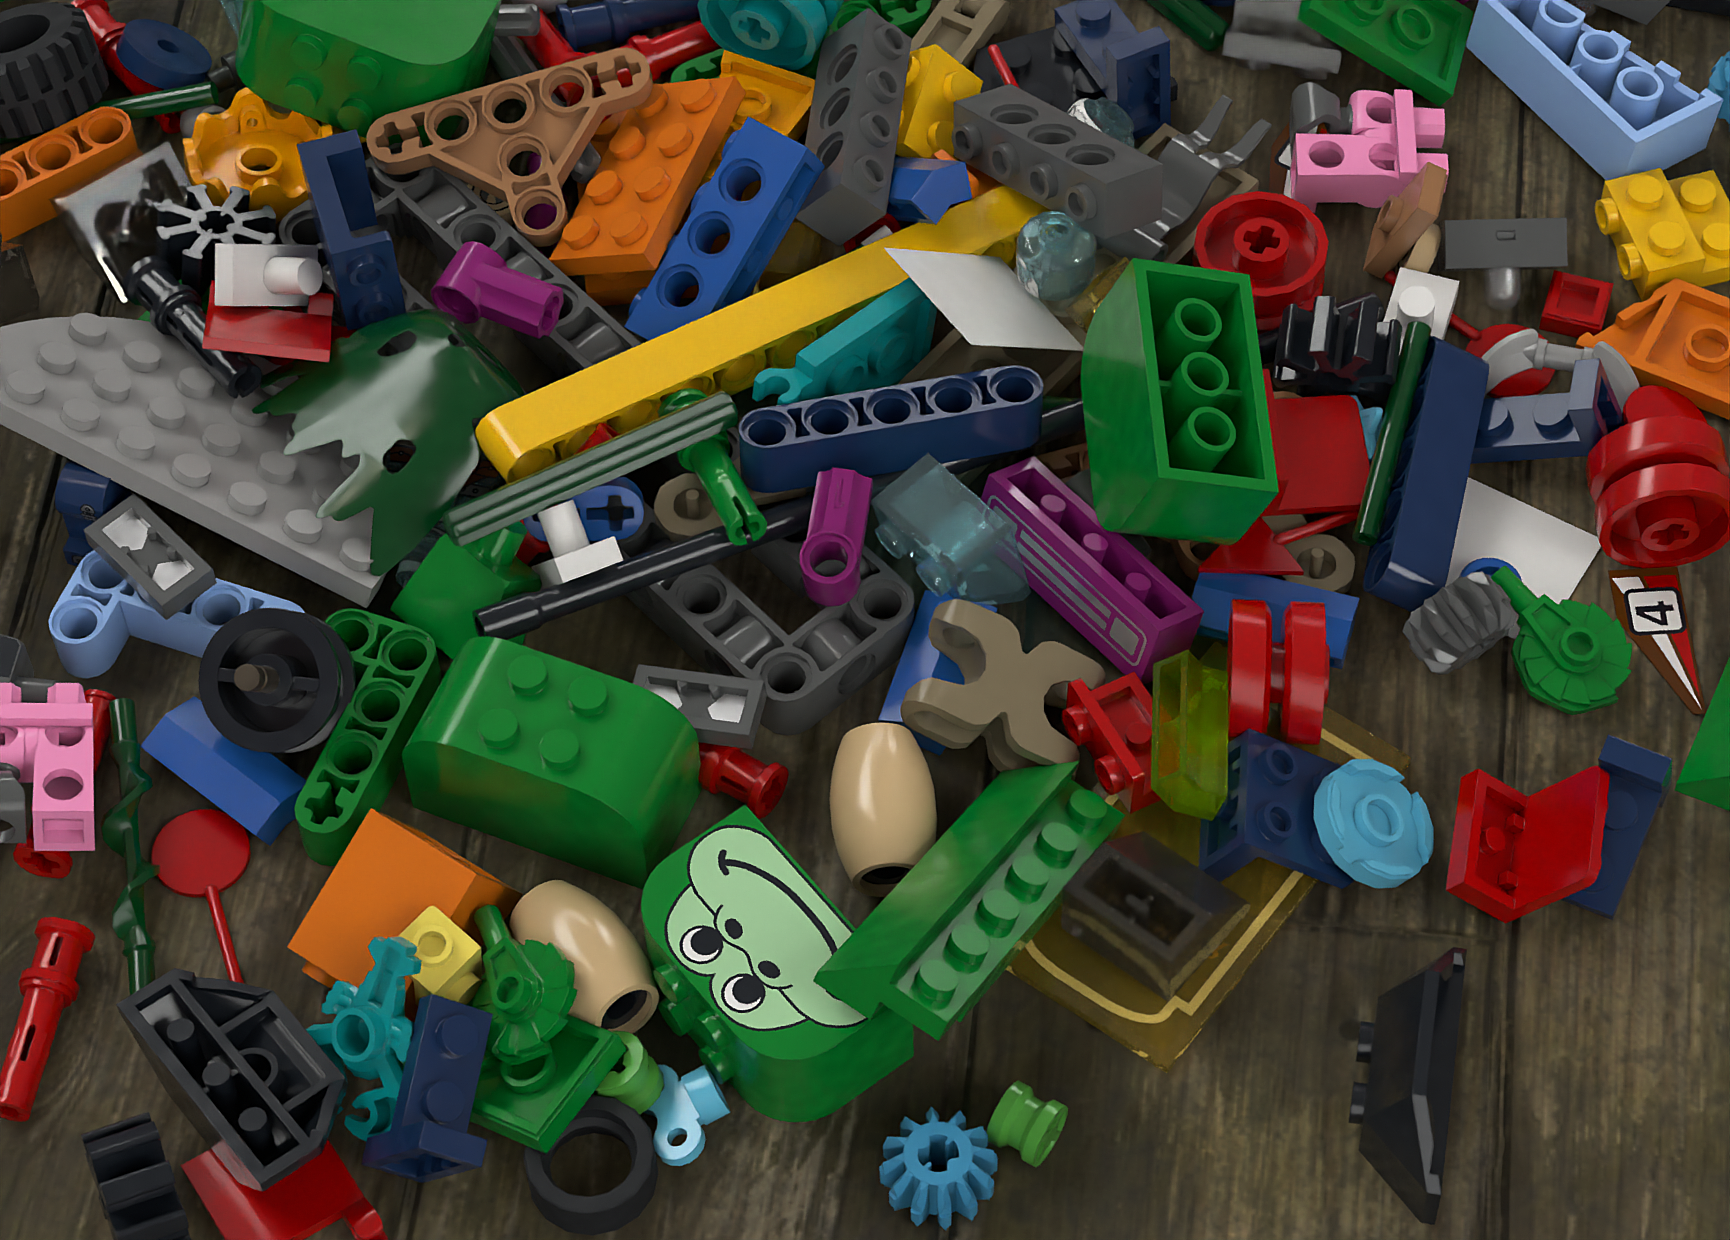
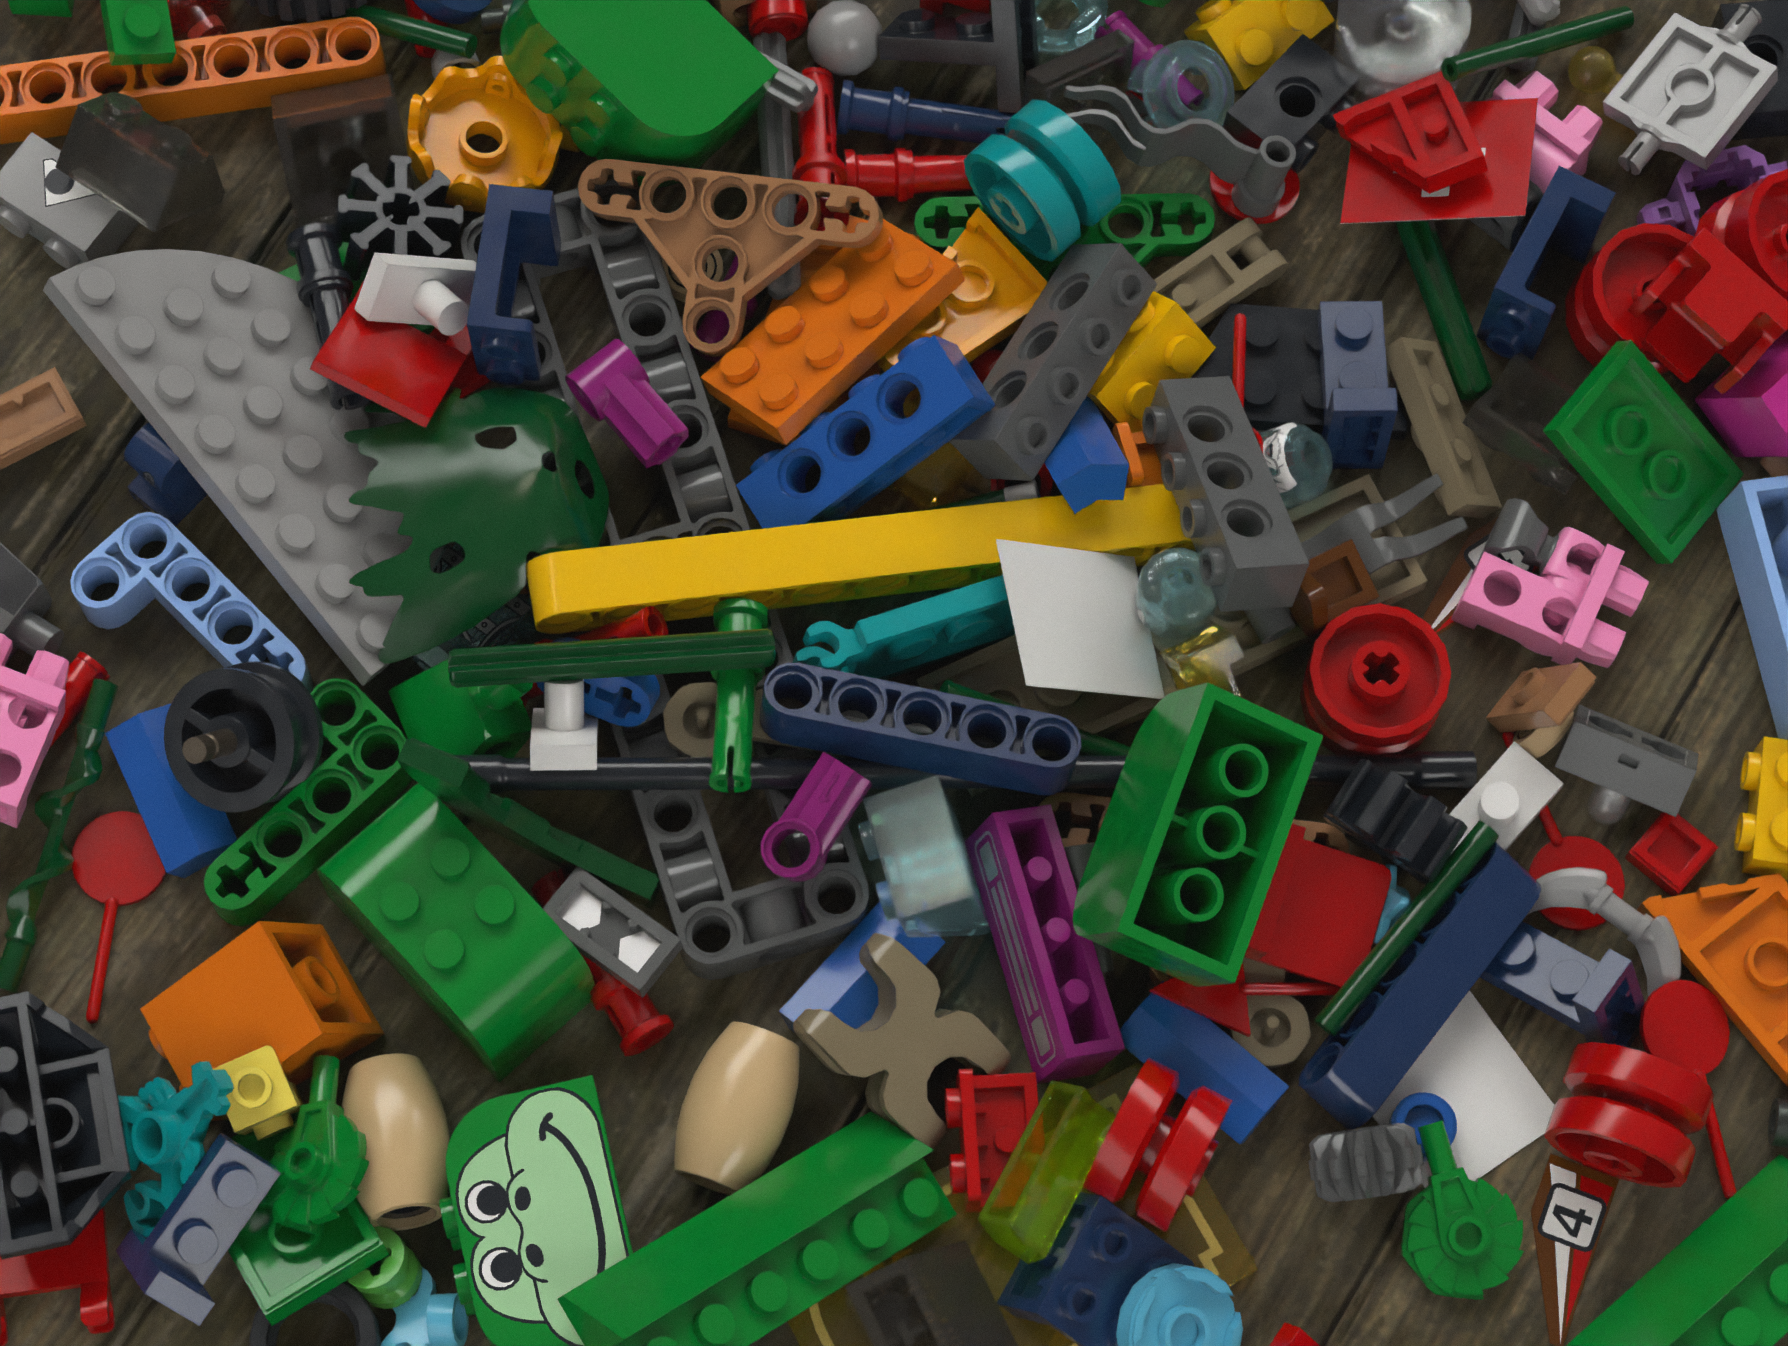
camera: 20 degrees right, 15 degrees up
(150, 556) = (186, 550): dark grey piece -> none
(508, 608) = (469, 793): none -> dark green tile
(1185, 201) = (1332, 586): none -> reddish brown tile
(1211, 76) = (1438, 429): none -> dark tan plate

